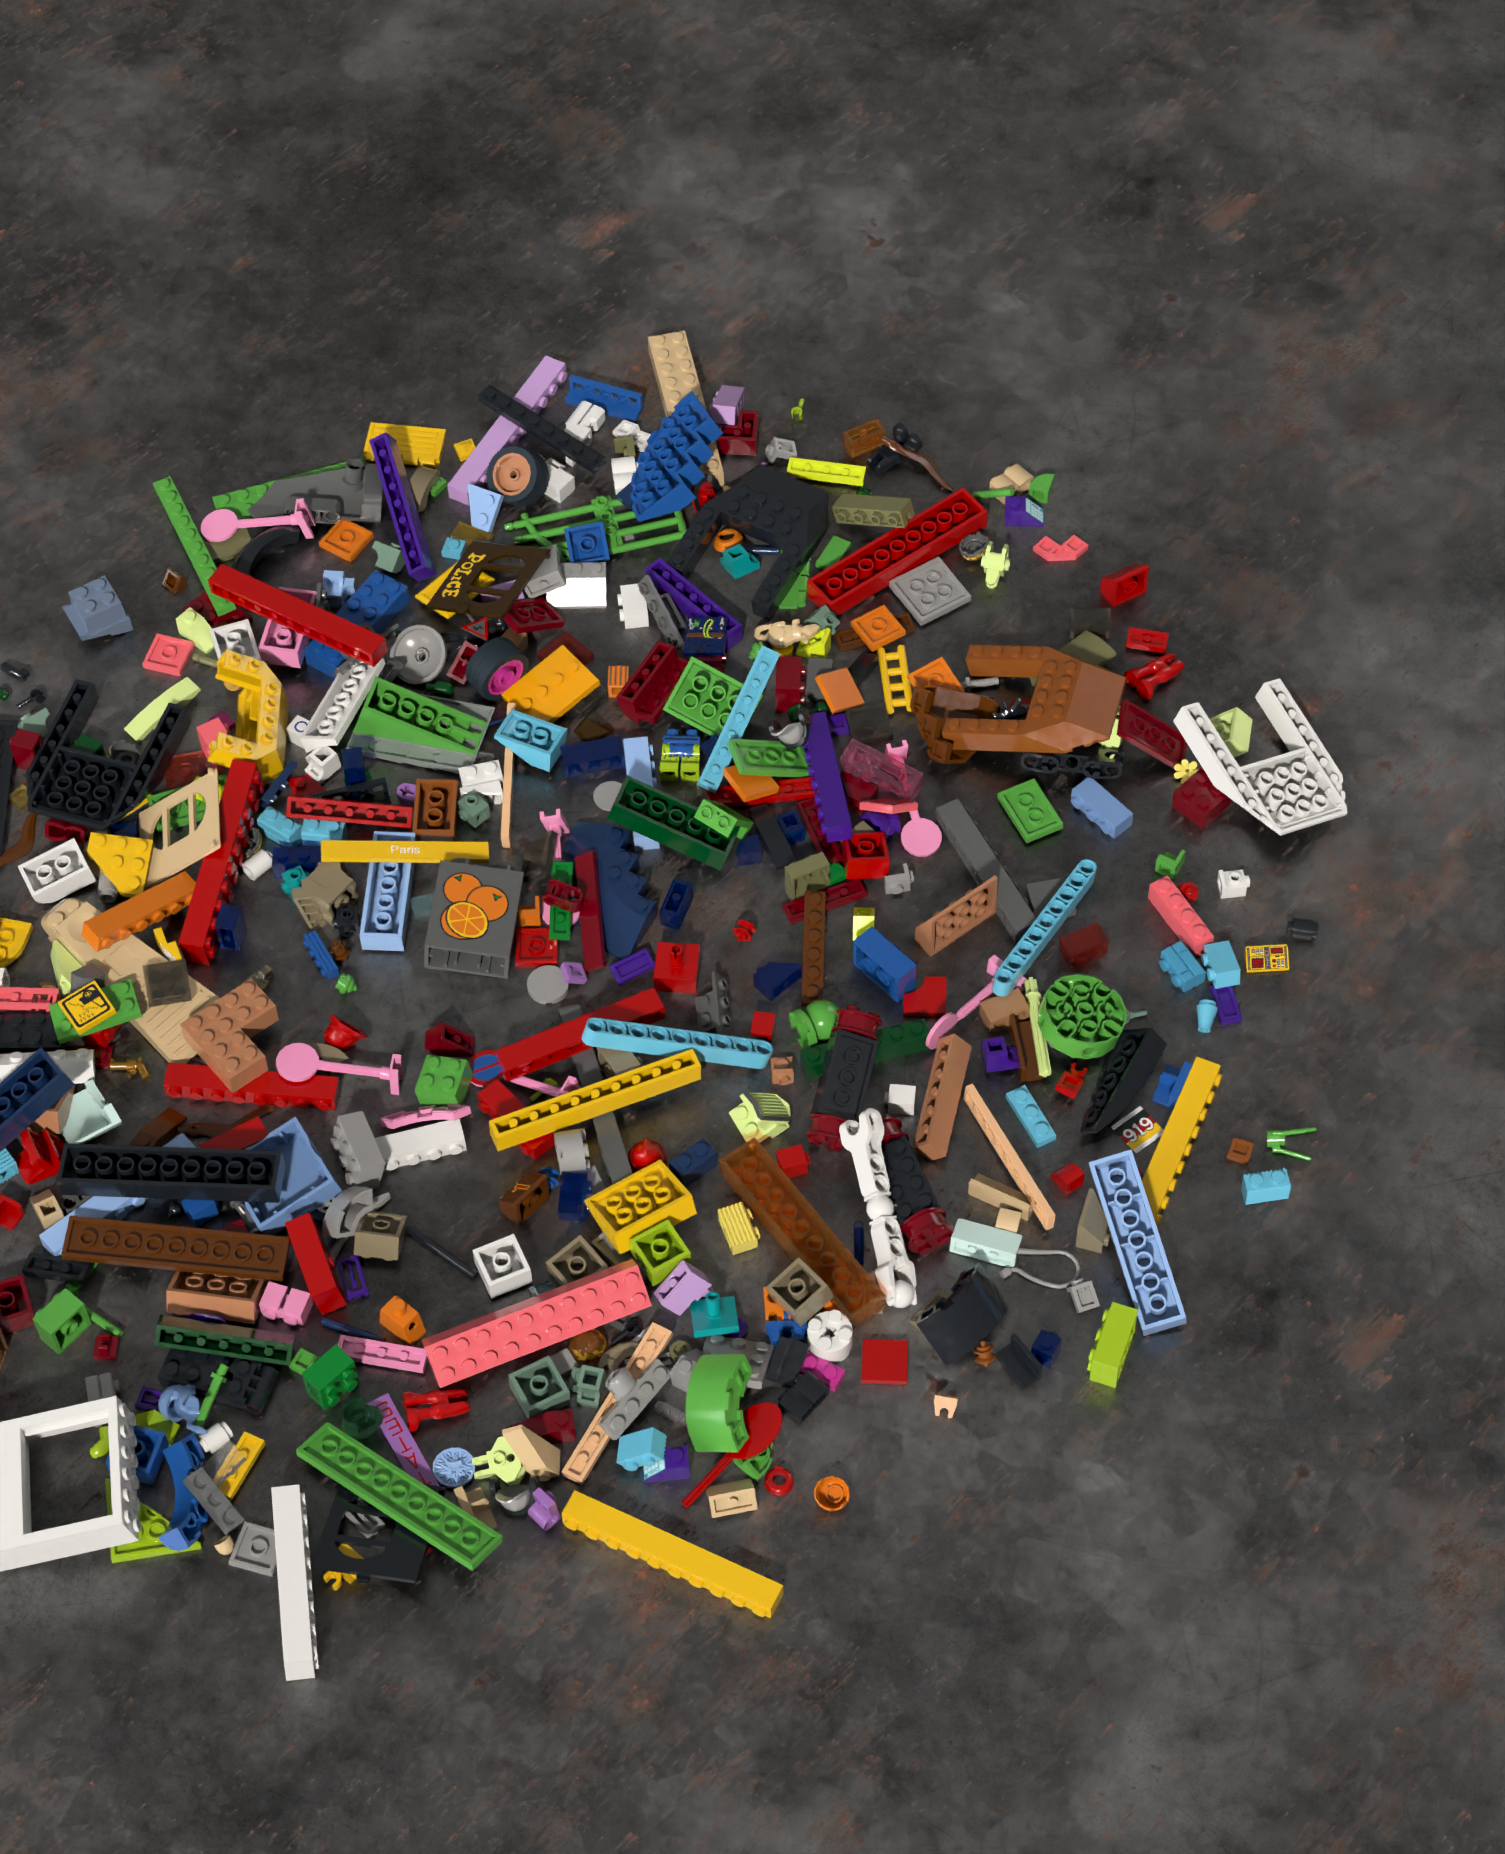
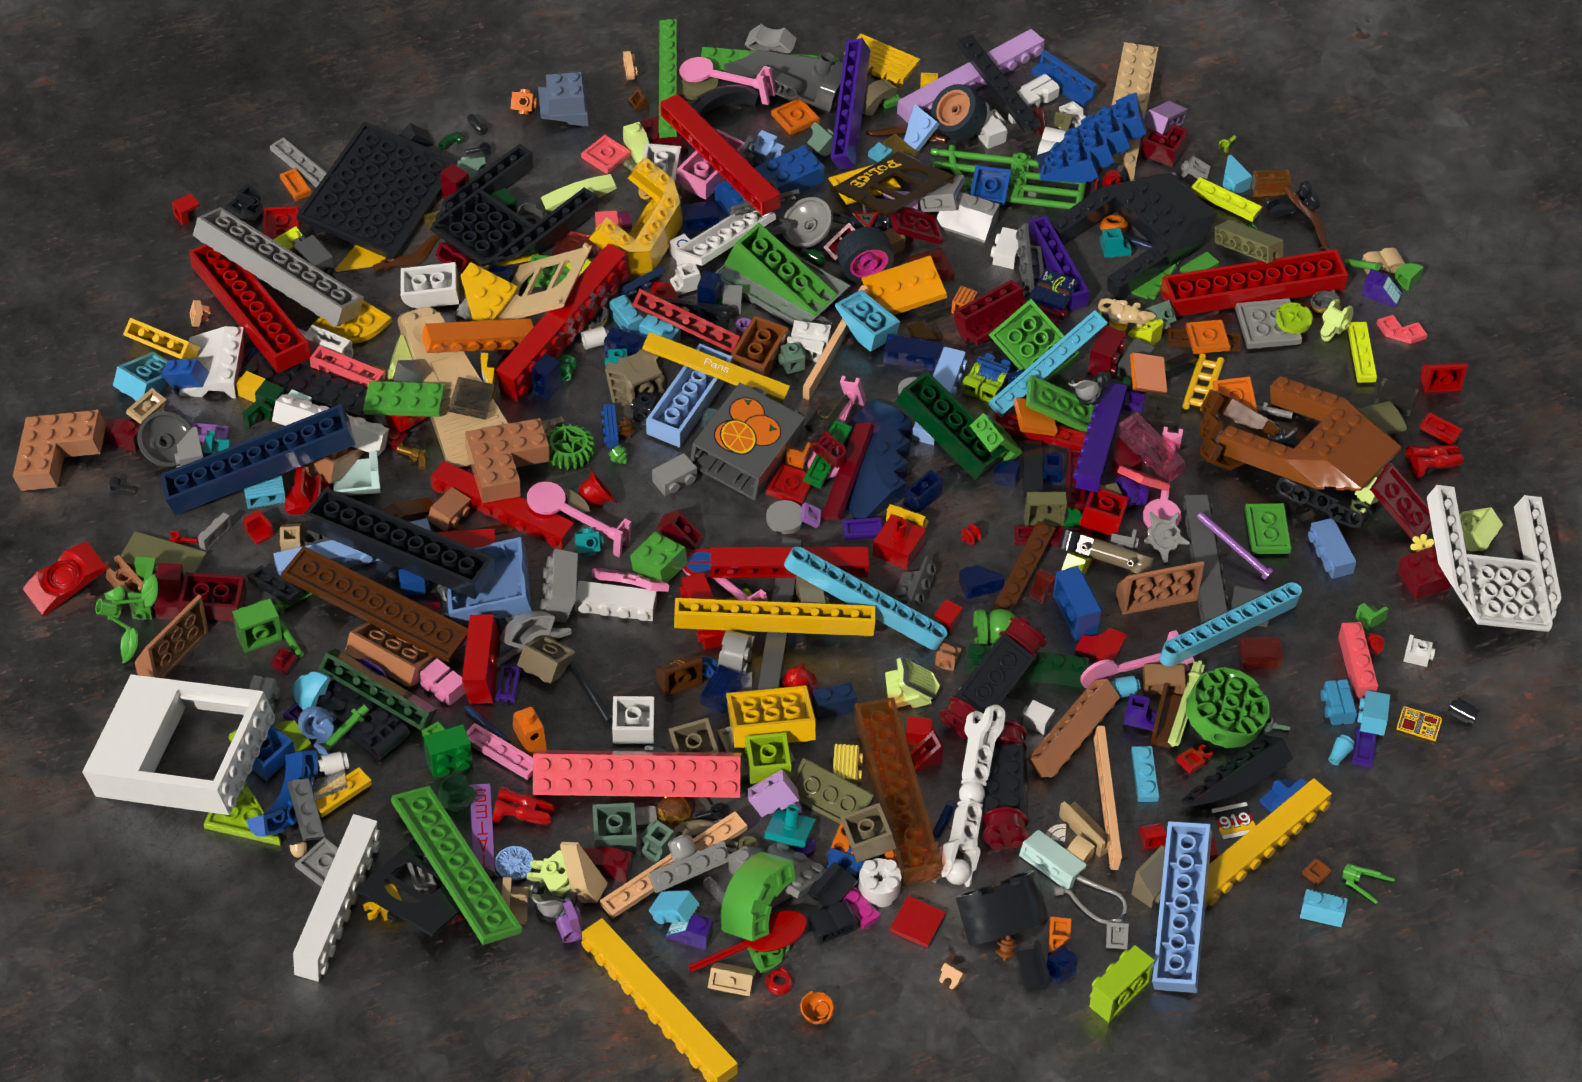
camera: 20 degrees right, 5 degrees down
(54, 620) = (517, 101): none -> orange brick
(87, 1007) = (397, 392): tile -> none
(143, 543) = (630, 70): none -> light nougat plate
(152, 1368) = (309, 688): none -> medium azure brick
(200, 1113) = (449, 509): none -> nougat brick
(247, 904) = (568, 365): none -> green wheel
(282, 464) = (770, 40): none -> light grey brick
(292, 987) = (570, 446): none -> bright green gear
(303, 688) = (699, 216): none -> clear blue brick
(361, 1091) = (584, 535): none -> teal brick
(380, 766) = (733, 297): none -> light grey brick
(414, 983) = (674, 474): none -> light grey brick
(464, 512) = (902, 129): none -> reddish brown piece
(600, 447) = (1042, 117): none -> clear red cone
(681, 936) = (909, 516): none -> yellow bracket
(737, 1263) = (828, 792): none -> olive tile
(812, 1179) = (927, 752): none -> dark red slope
(824, 444) = (1236, 177): none -> medium azure slope
(839, 958) = (1042, 586): none -> clear red panel
(868, 898) = (1104, 551): none -> dark tan piece
(935, 857) = (1164, 535): none -> light grey piece
(953, 576) = (1293, 318): none -> lime tile
(972, 1031) = (1126, 685): none -> medium azure brick
(977, 1213) = (1057, 833): none -> white tile
(1025, 1316) = (1058, 933): none -> orange slope
(1034, 587) = (1362, 352): none -> neon yellow plate
(1049, 857) = (1236, 546): none -> medium lavender bar

